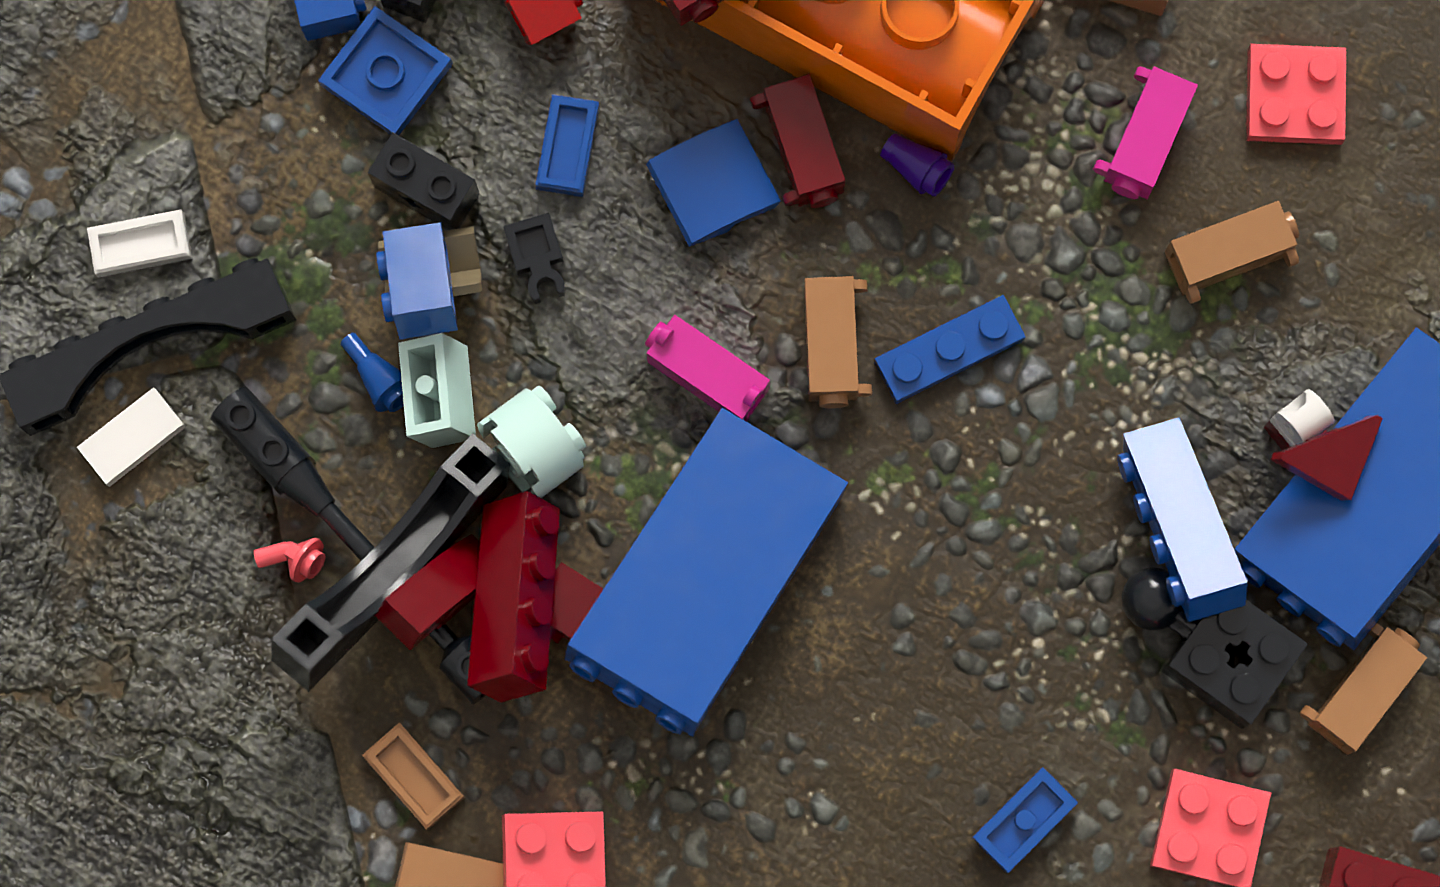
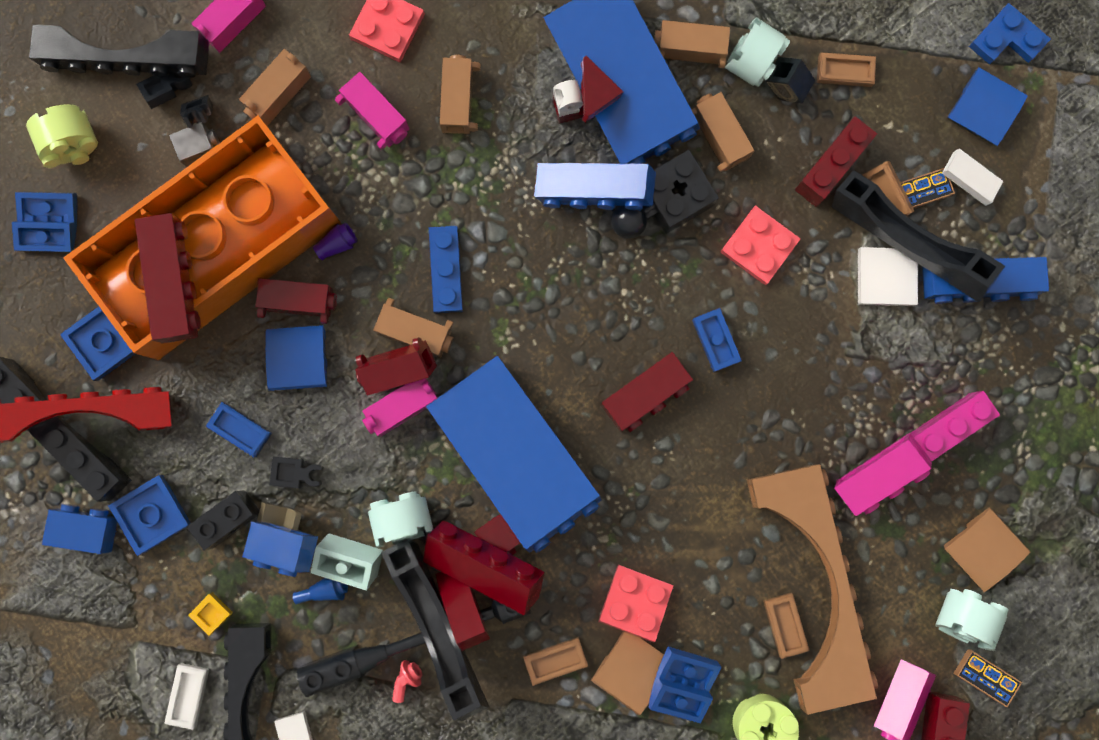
camera: 75 degrees left, 5 degrees up
(275, 224) = (210, 613): none -> yellow plate
(762, 335) = (395, 367): none -> dark red brick
(891, 743) = (647, 393): none -> dark red brick

